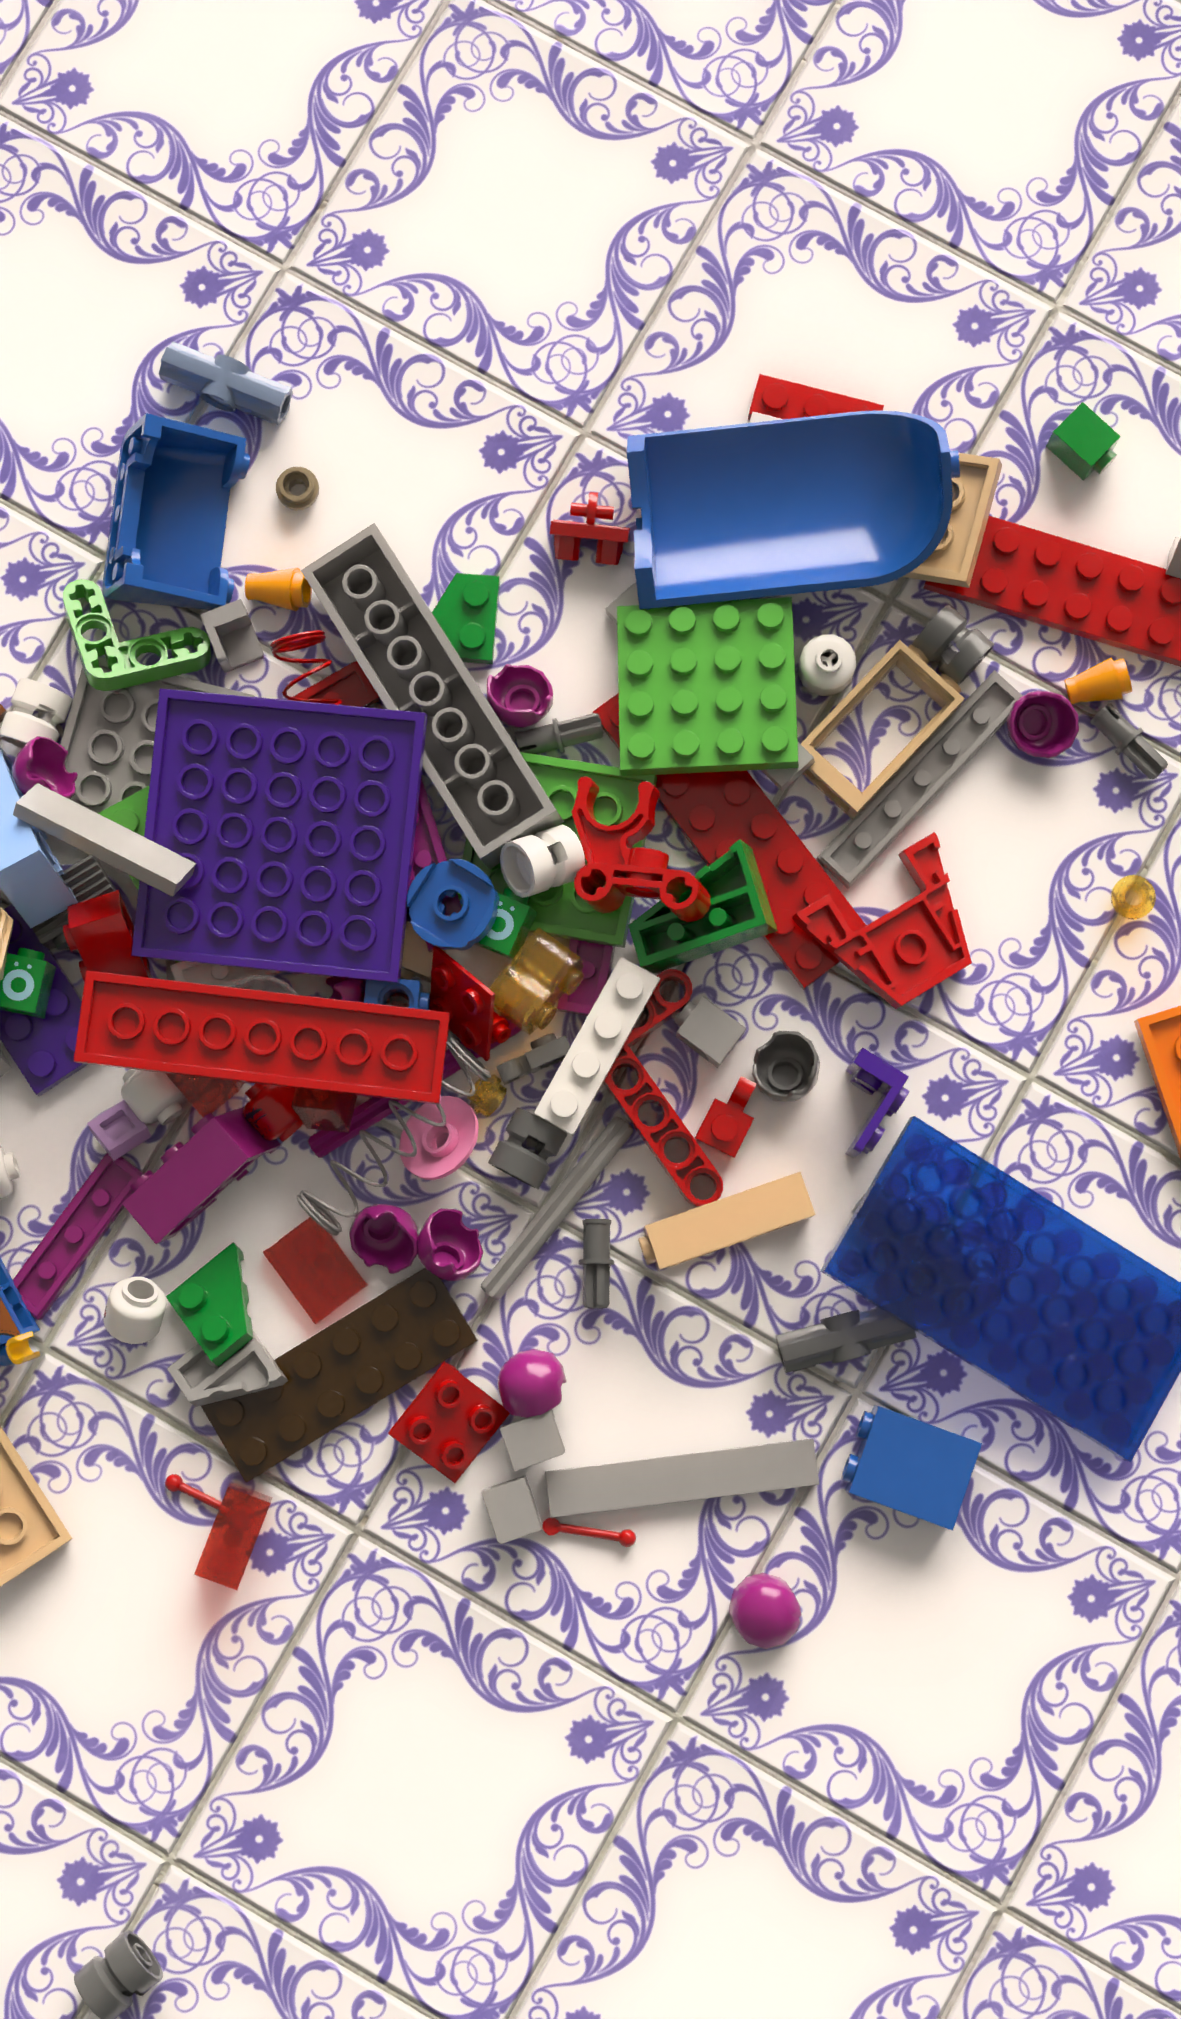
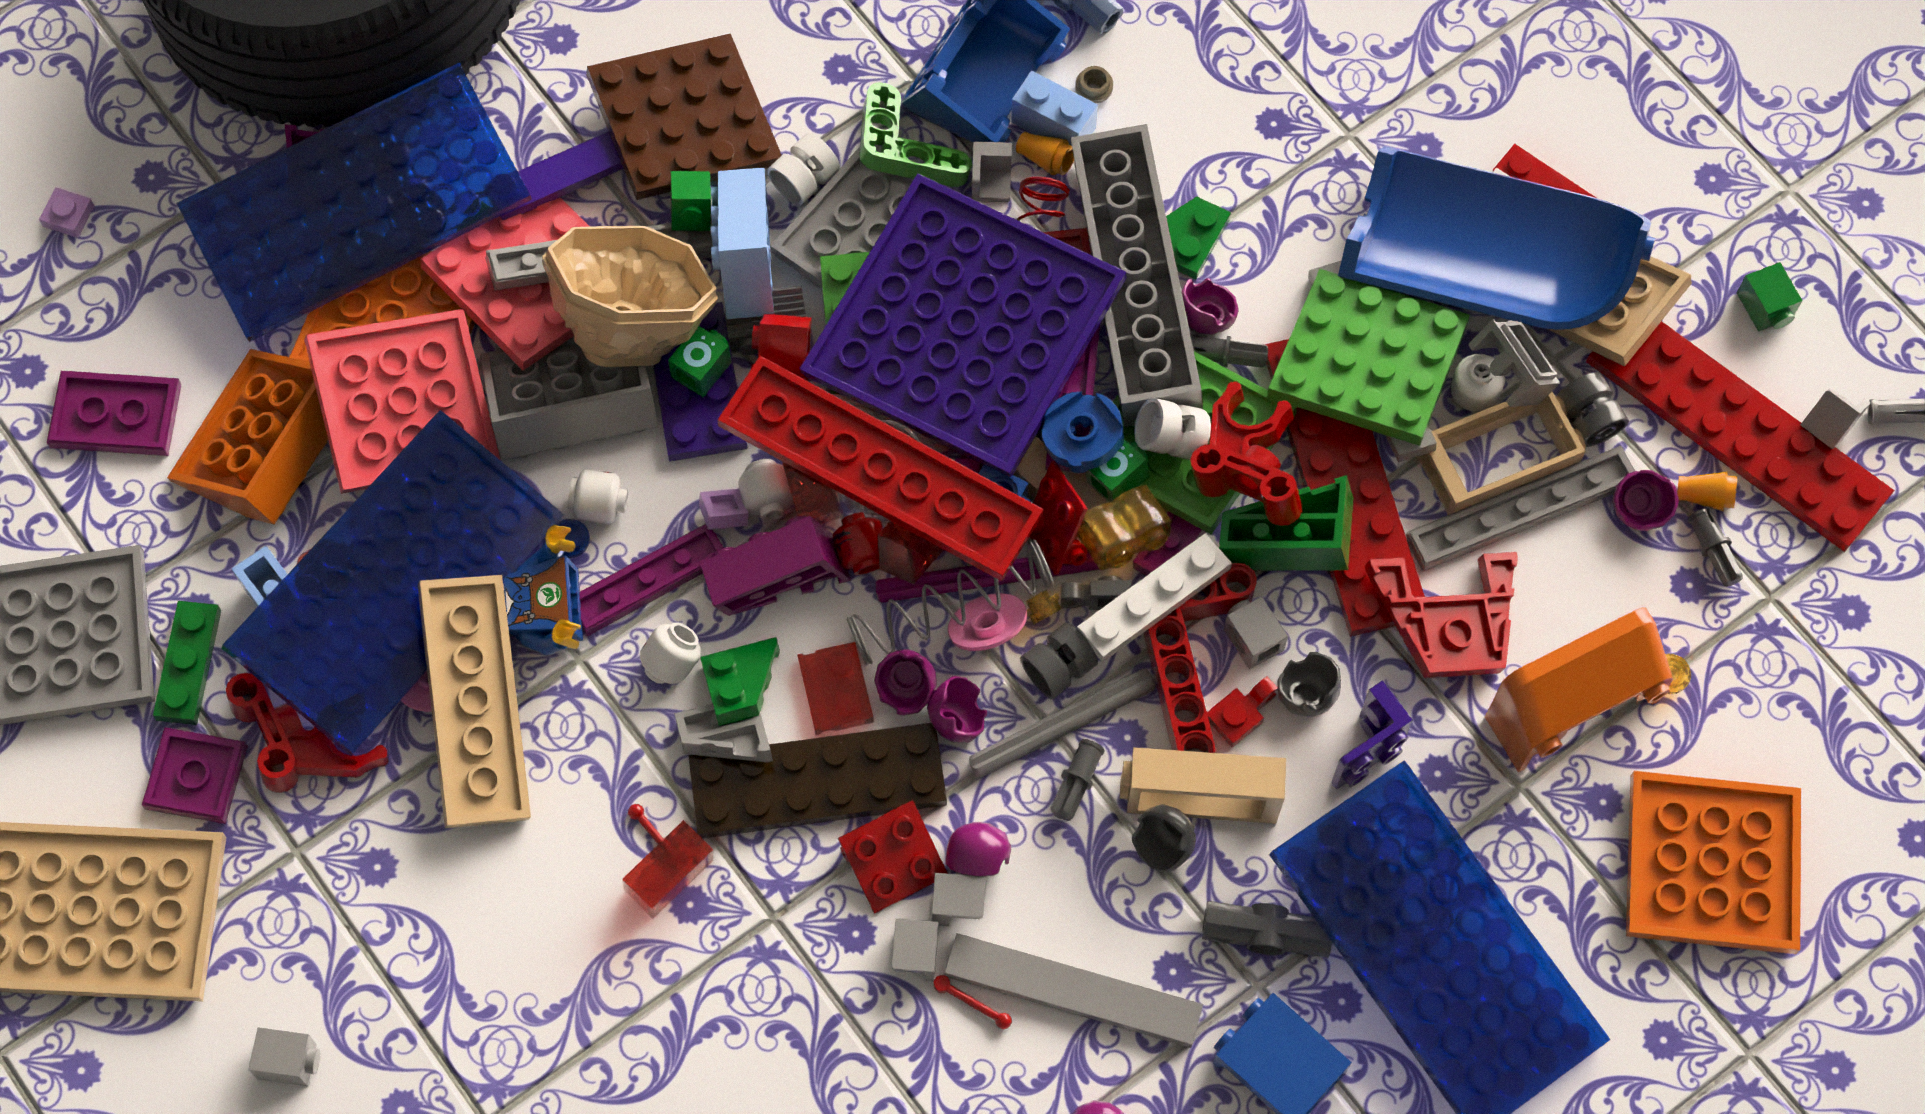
camera: 20 degrees right, 15 degrees down
(43, 763) = (791, 206): magenta hair -> none
(104, 839) = (820, 266): tile -> none
(268, 540) = (1052, 109): none -> light blue brick
(569, 533) = (1304, 201): red hips -> none
(708, 1289) = (1164, 838): none -> dark grey hair
(863, 628) = (1521, 356): none -> light grey window
(1061, 966) = (1577, 684): none -> orange windscreen

